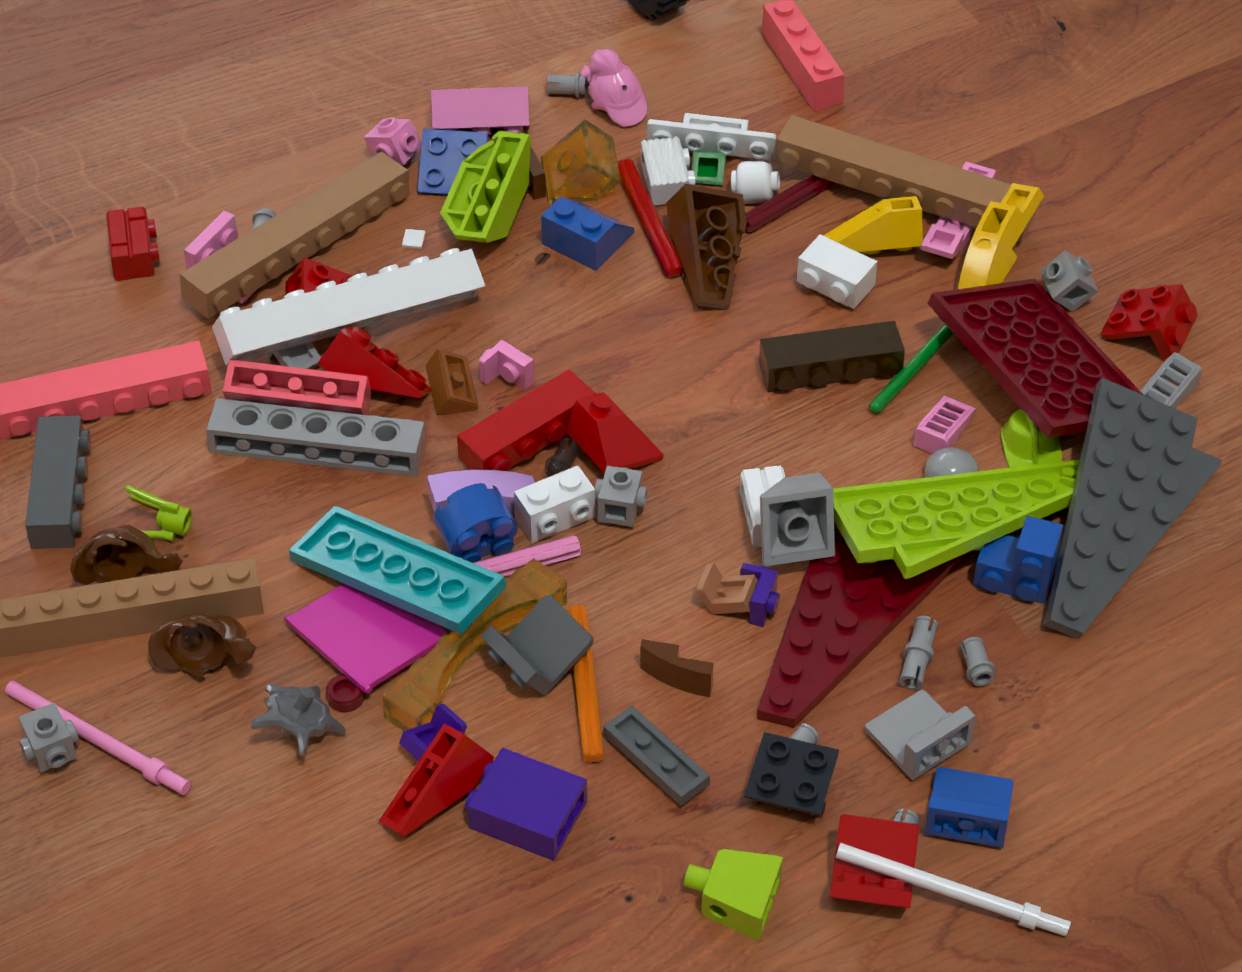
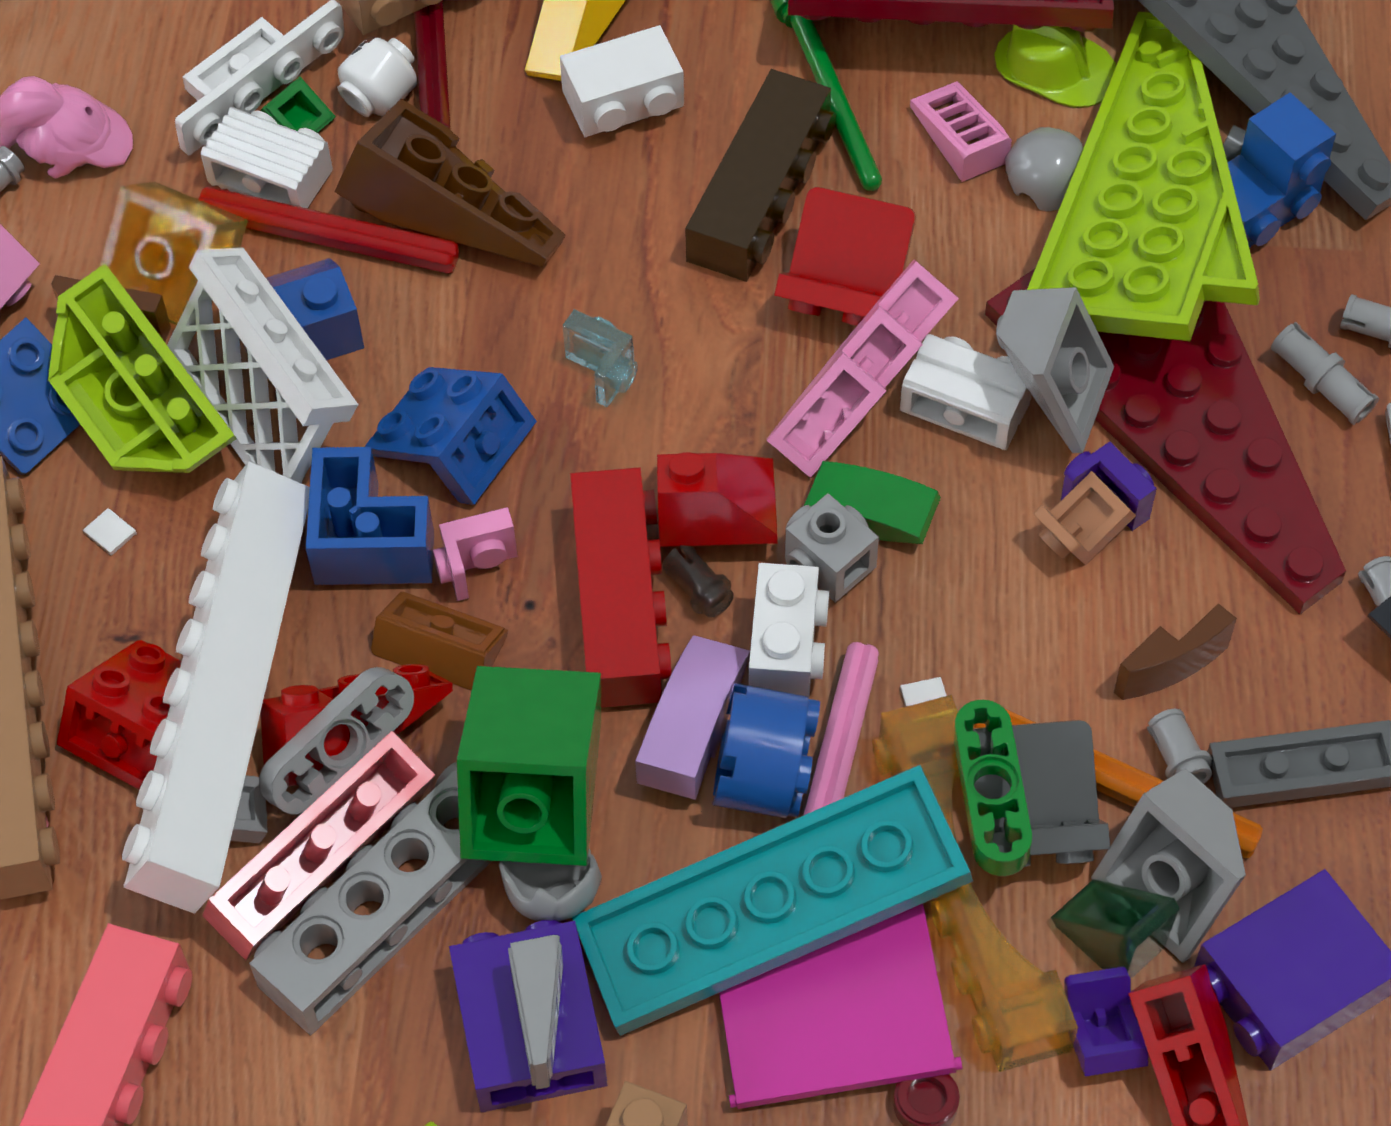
camera: 55 degrees left, 10 degrees up
(264, 502) = (537, 985): none -> light grey slope
(270, 515) = (495, 1027): none -> dark purple brick
(347, 484) = (550, 889): none -> light grey hair
(374, 373) = (310, 739): none -> light grey beam
(386, 430) = (529, 765): none -> green slope
(481, 311) = (361, 535): none -> blue brick
(493, 721) = (1117, 924): none -> clear green slope
(509, 626) = (981, 810): none -> green beam
(535, 221) = (275, 350): none -> white fence
(550, 713) = (1181, 847): none -> light grey slope
(570, 325) = (459, 425): none -> blue bracket
(576, 586) = (922, 691): none -> white window
(622, 697) = (1179, 745): none -> light grey pin
(661, 361) = (603, 349): none -> clear light blue bracket
(668, 504) = (889, 503): none -> green slope
(735, 452) = (861, 368): none -> bright pink slope
(803, 416) = (846, 254): none -> red bracket

